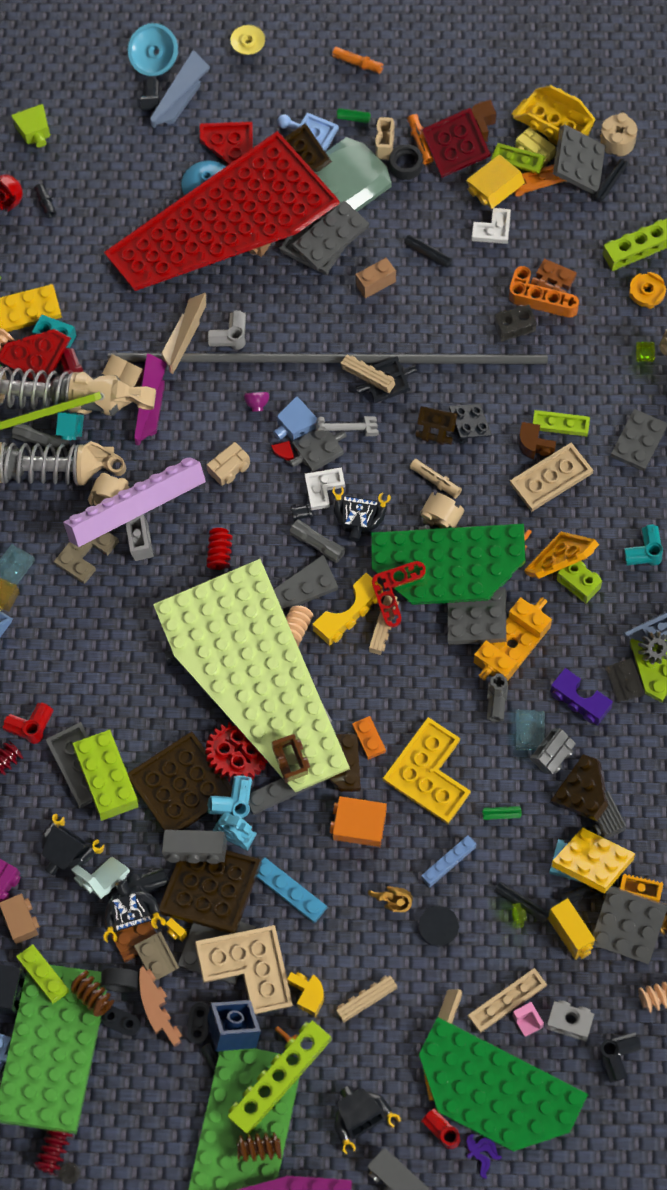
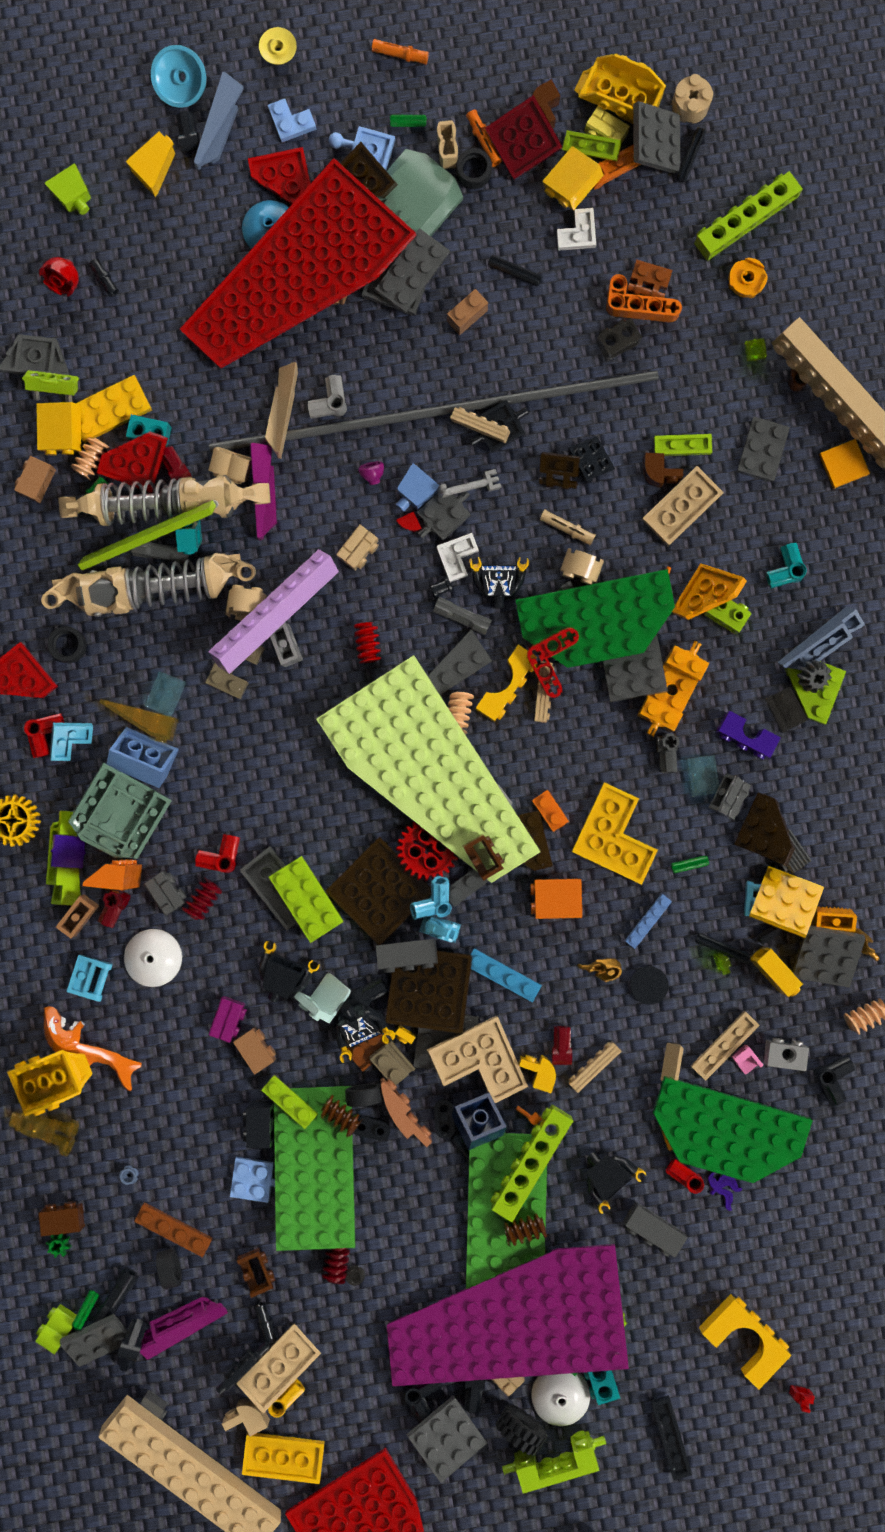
camera: 10 degrees left, 20 degrees up
(113, 114) = (152, 162): none -> yellow slope
(244, 104) = (290, 125): none -> light blue plate
(335, 974) = (561, 1051): none -> dark red piece

